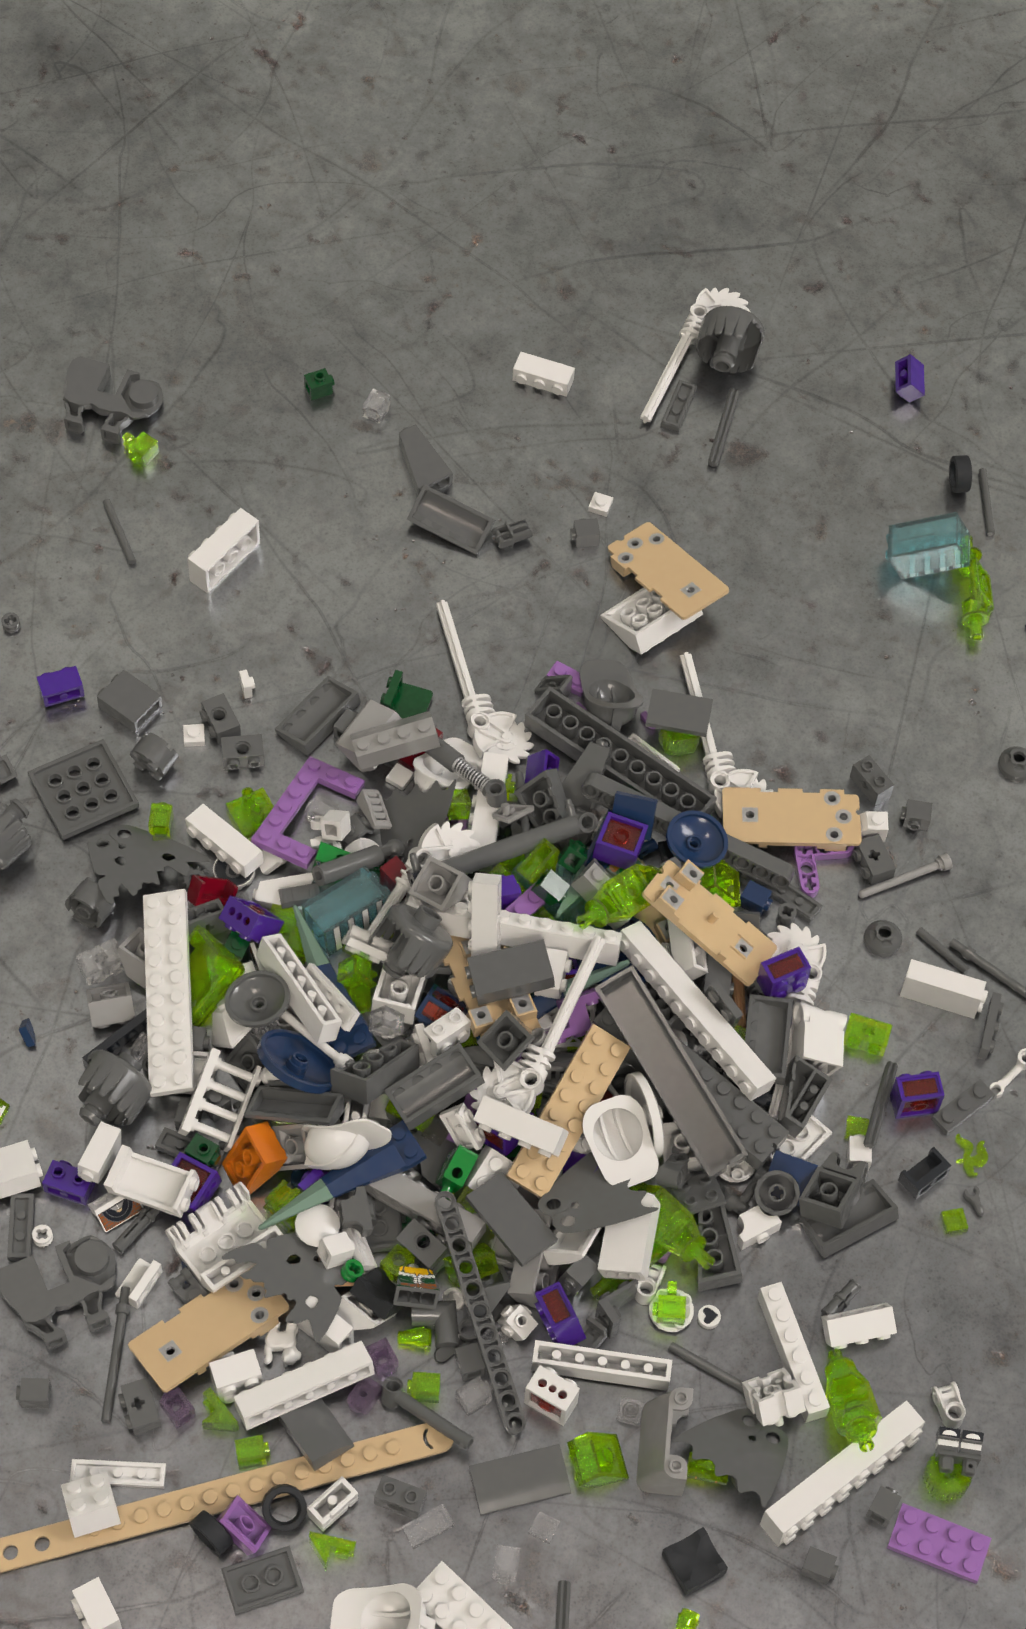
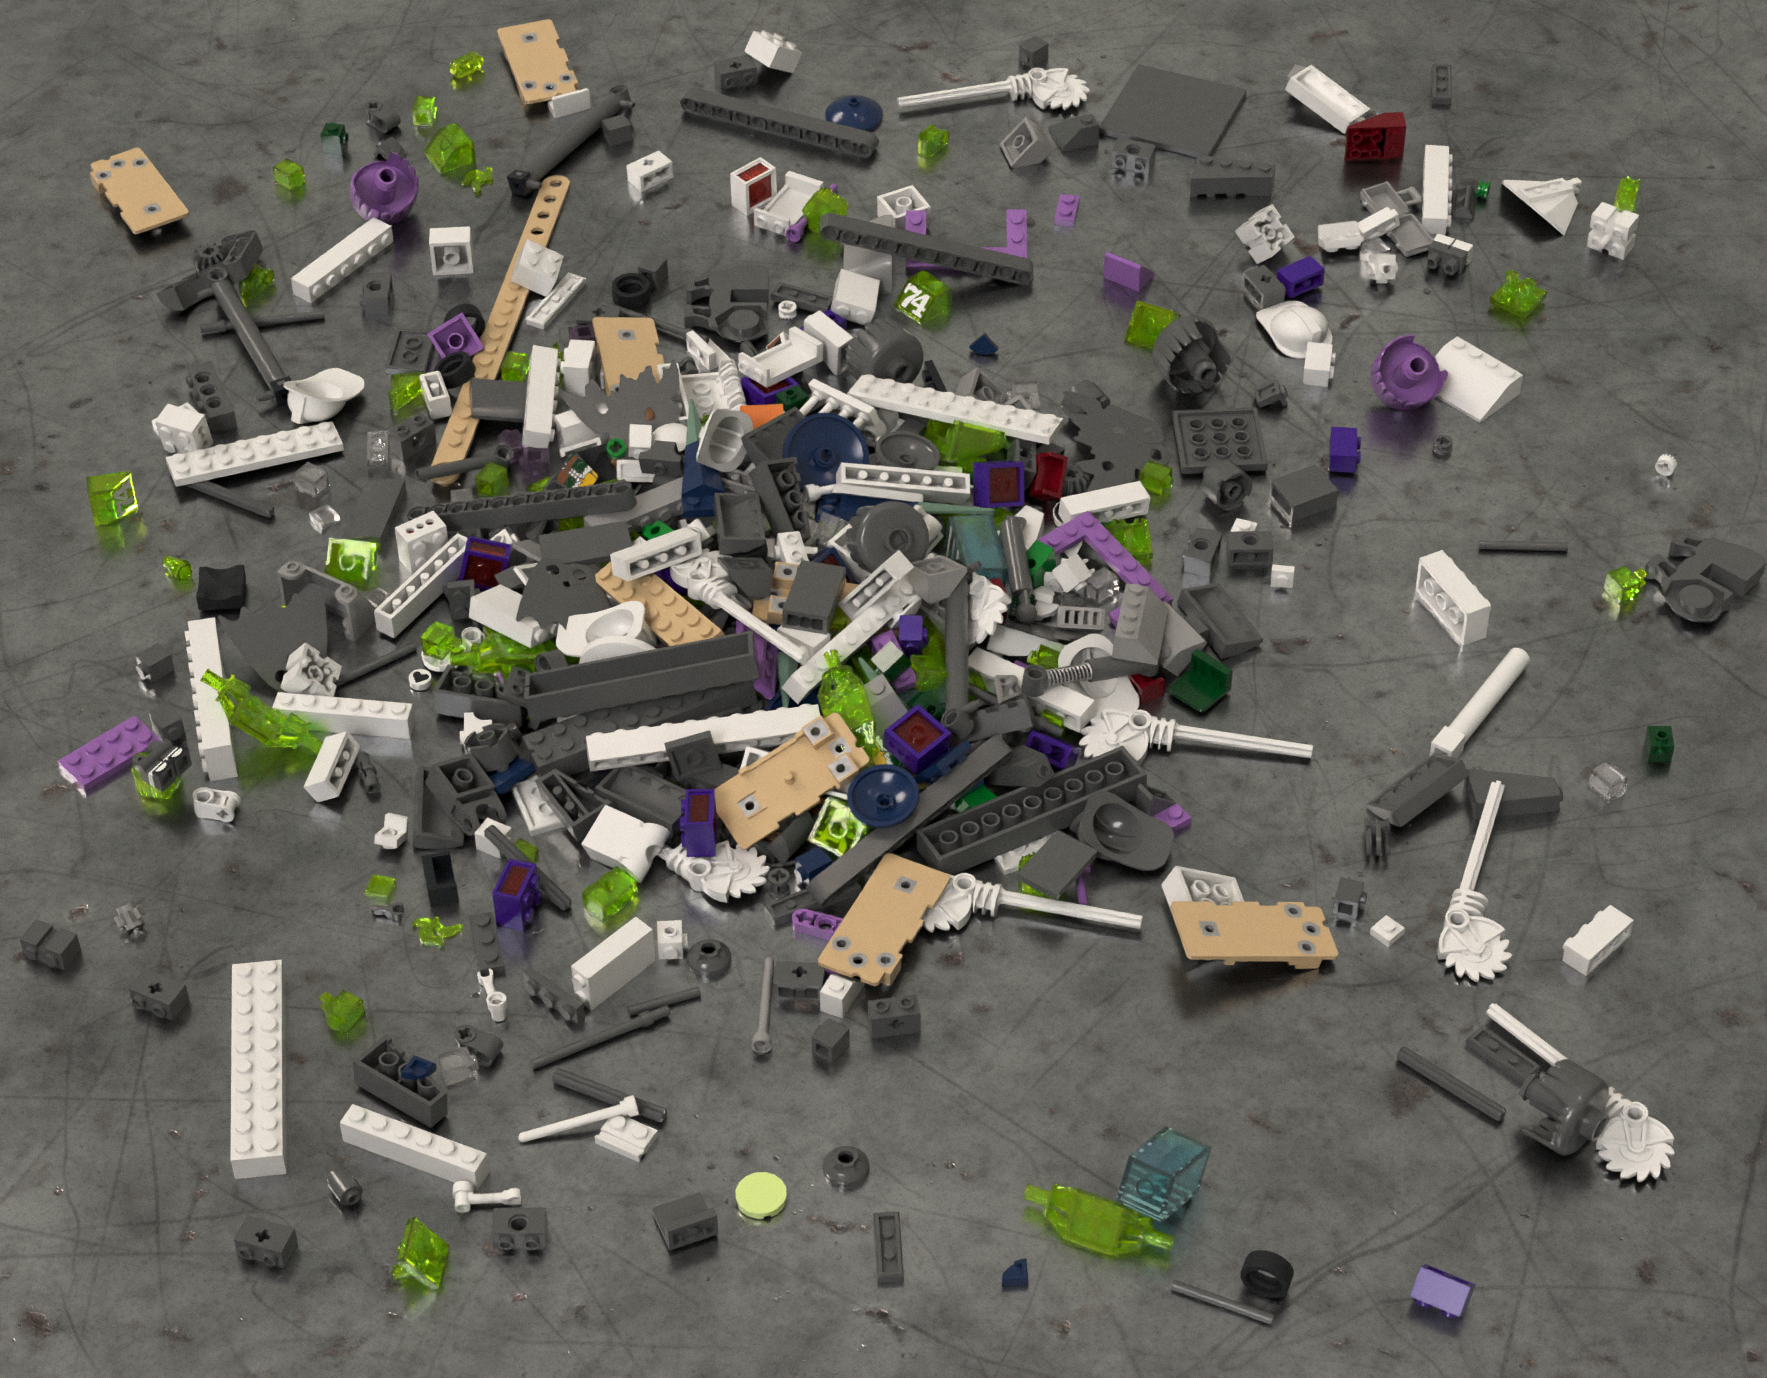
camera: 120 degrees right, 15 degrees down
(64, 1387) = (629, 300): none -> black tyre
(387, 514) = (1452, 739): none -> white brick
(582, 448) = (1475, 940): none -> white piece
(887, 968) = (672, 944): none -> white brick
(899, 1237) = (393, 832): none -> white bracket

